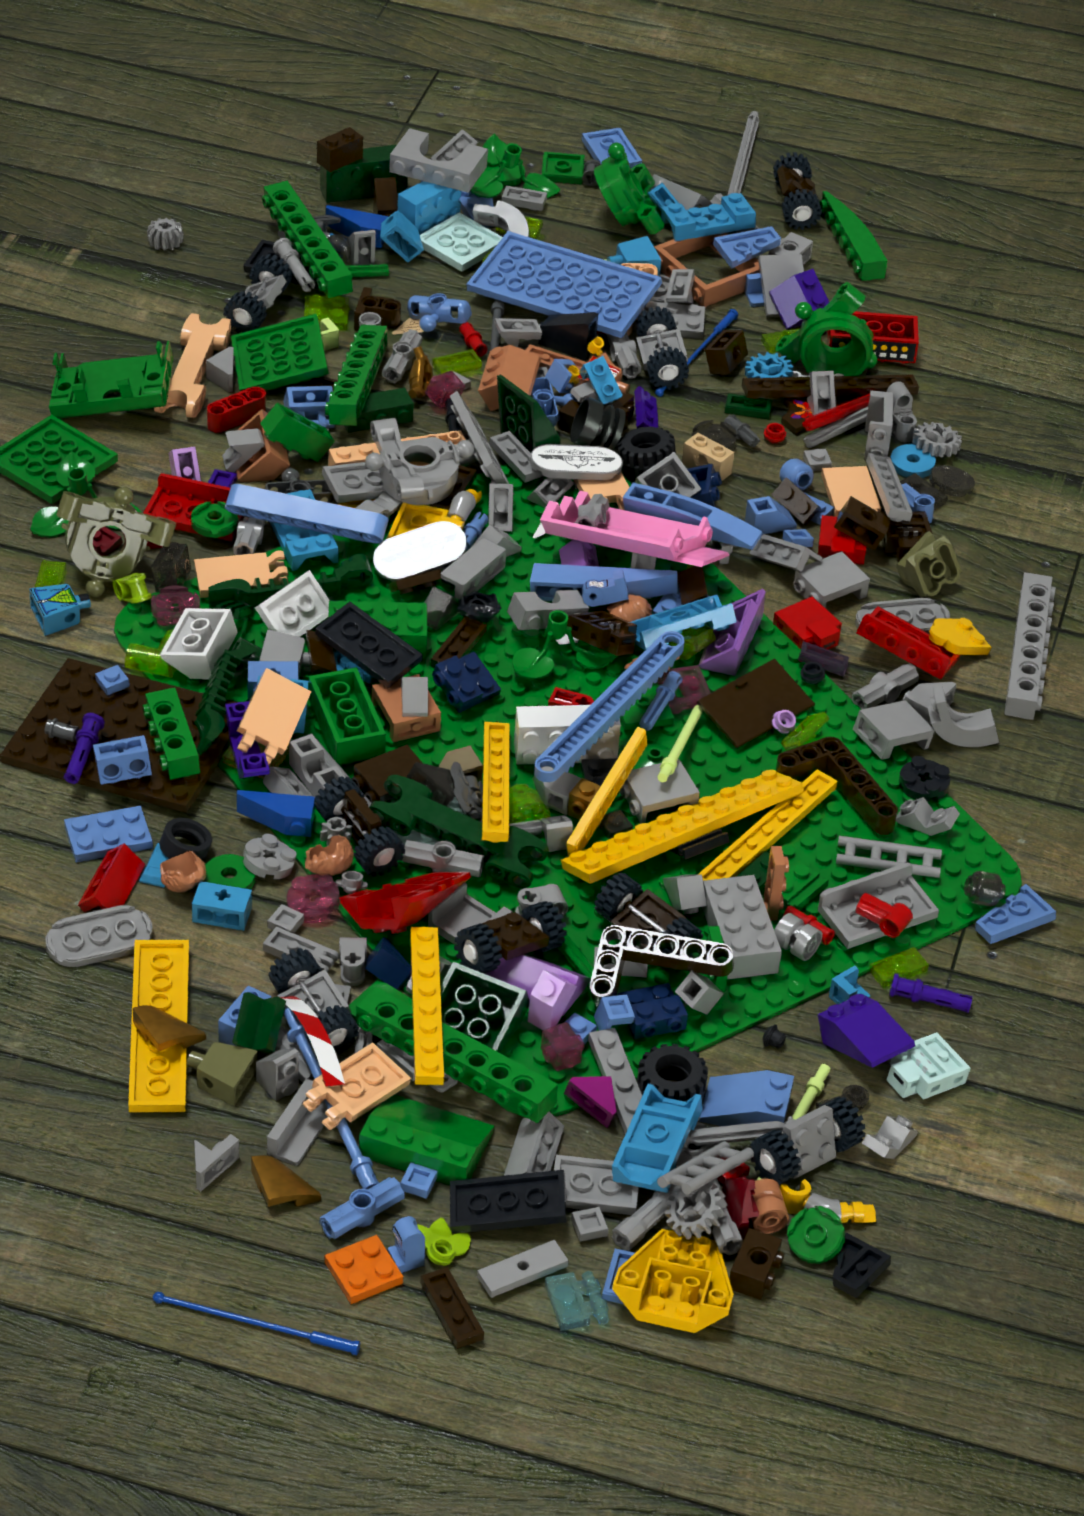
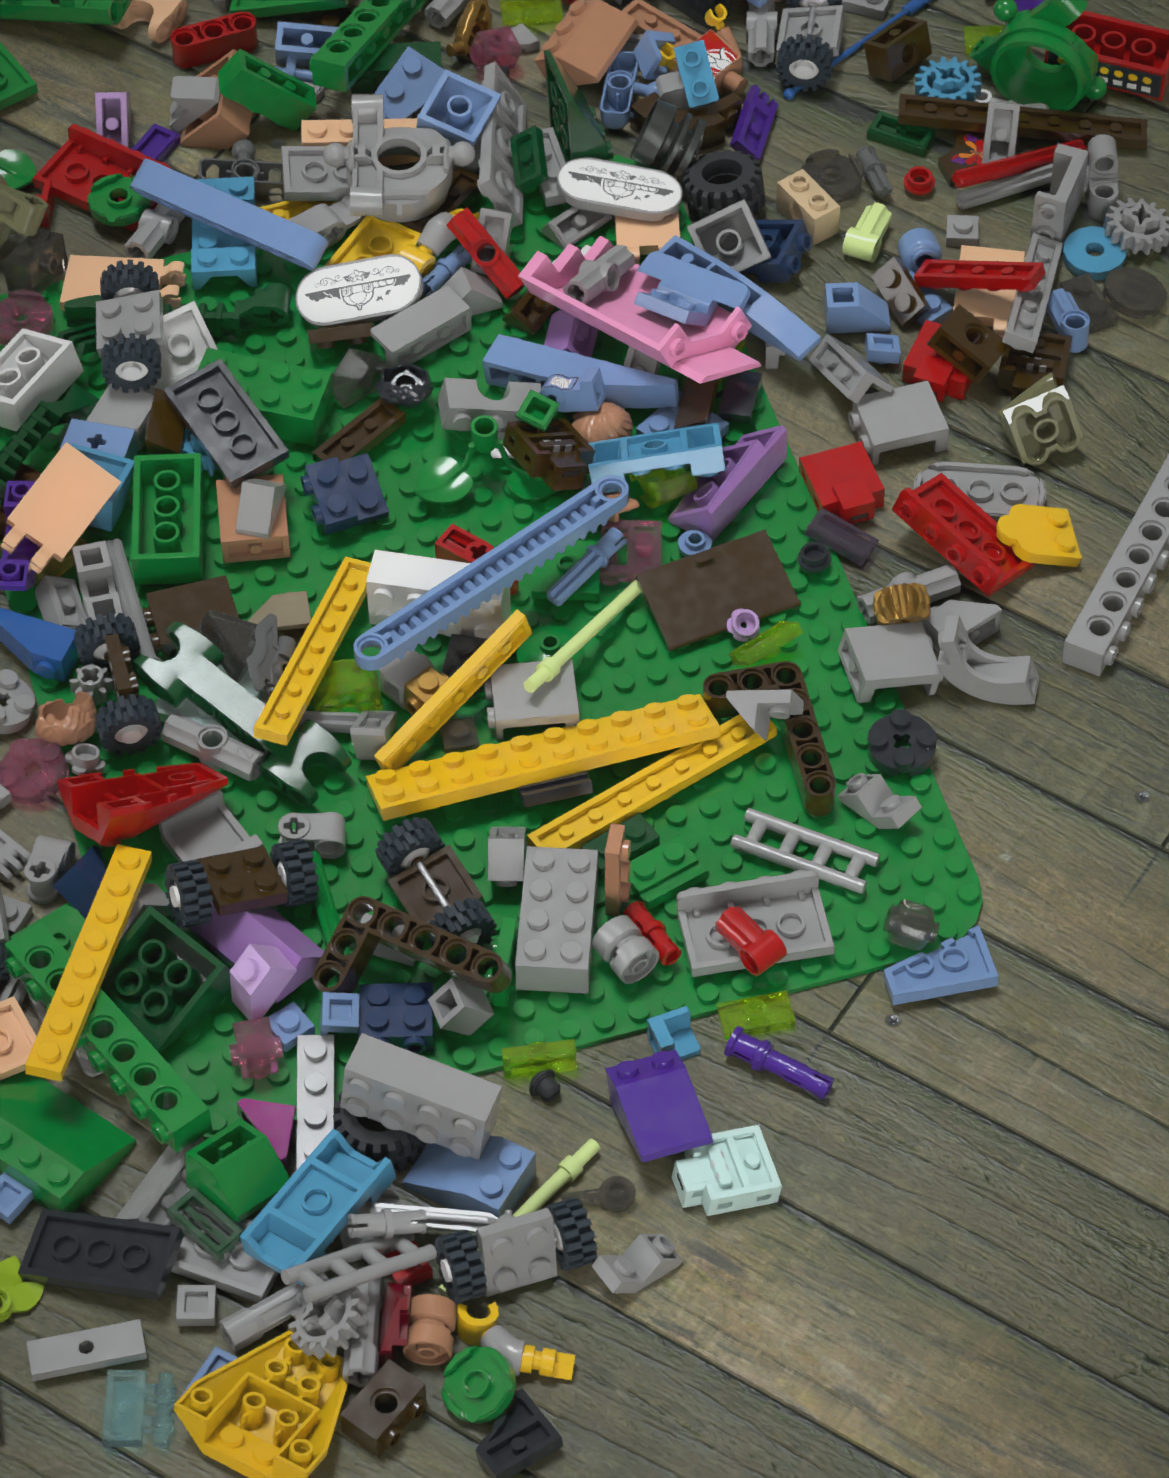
camera: 20 degrees right, 10 degrees up
(272, 591) = (130, 326): none -> plate
(403, 410) = (408, 85): none -> medium blue wing
(448, 420) = (458, 108): none -> medium blue slope
(504, 451) = (529, 159): none -> dark green plate
(515, 524) = (473, 239): none -> red piece
(543, 547) = (528, 313): none -> dark brown slope
(574, 1170) = (198, 1236): none -> dark green tile
(584, 1128) = (236, 1170): none -> green slope
(587, 604) = (538, 410): none -> green slope
(659, 514) = (687, 290): none -> medium blue plate
(708, 1047) = (420, 1096): none -> light grey brick
(713, 1138) = (387, 1223): none -> light grey pin
(717, 580) = (740, 396): none -> black slope
(724, 676) = (687, 540): none -> medium blue plate
(755, 469) = (866, 238): none -> yellowish green piece
(759, 1020) = (539, 1056): none -> clear neon green plate
(822, 765) = (759, 705): none -> light grey slope
(851, 479) = (979, 275): none -> red plate
(891, 688) = (901, 604): none -> pearl gold gear

